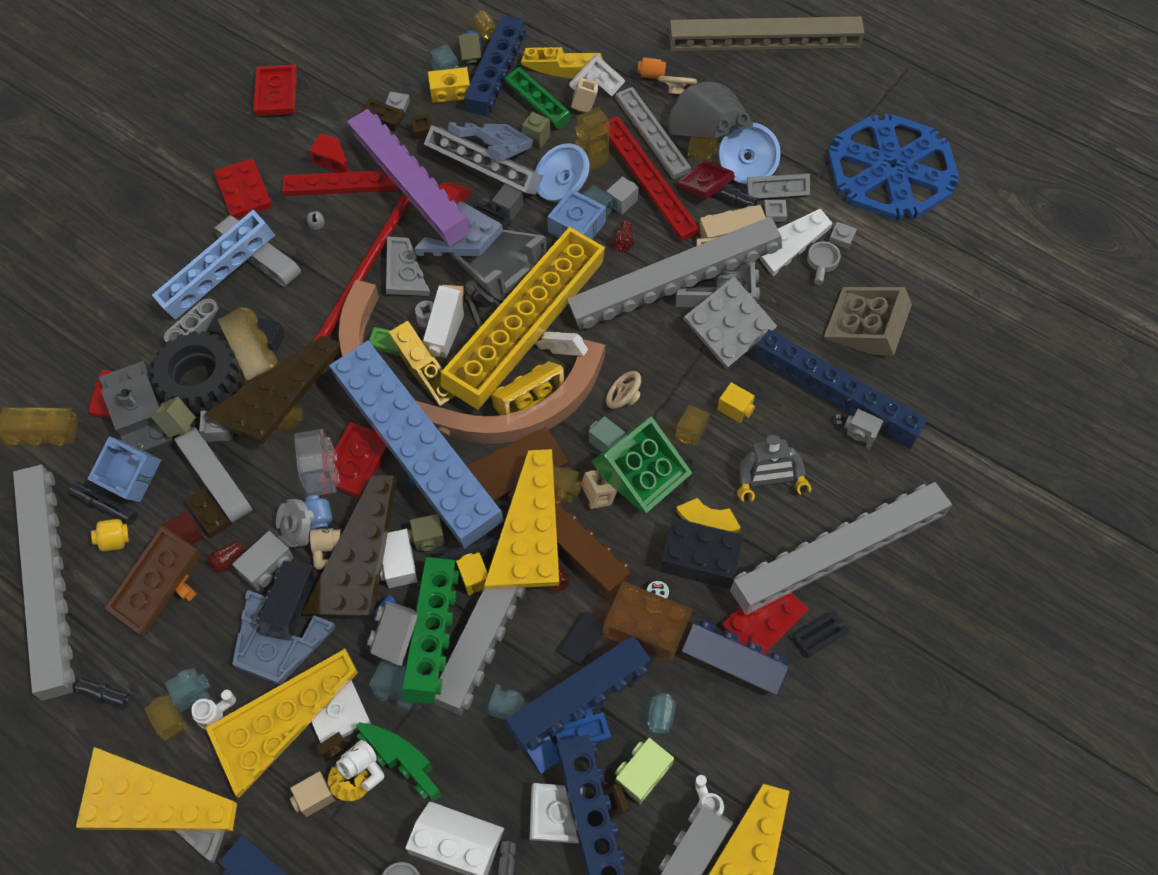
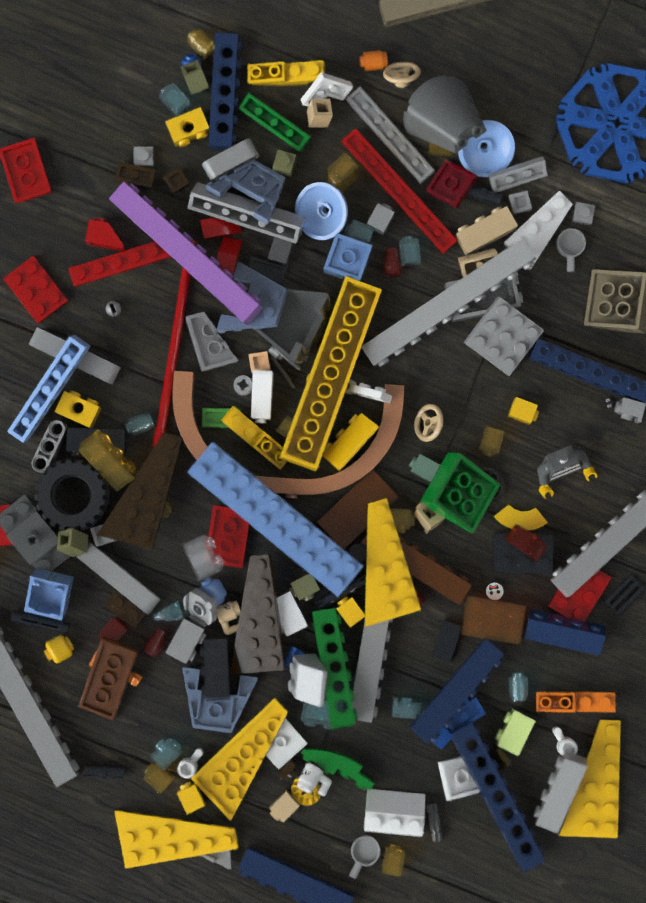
camera: 10 degrees left, 25 degrees up
(196, 753) = (191, 797): none -> yellow brick
(236, 293) = (86, 417): none -> yellow brick
(256, 527) = (169, 613): none -> clear light blue piece
(299, 326) = (139, 424): none -> clear light blue brick
(453, 169) = (217, 227): none -> red slope
(484, 114) = (230, 159): none -> light grey beam
(645, 229) = (409, 251): none -> clear light blue brick
(710, 531) = (526, 542): none -> clear red slope
(733, 751) = (575, 701): none -> orange slope

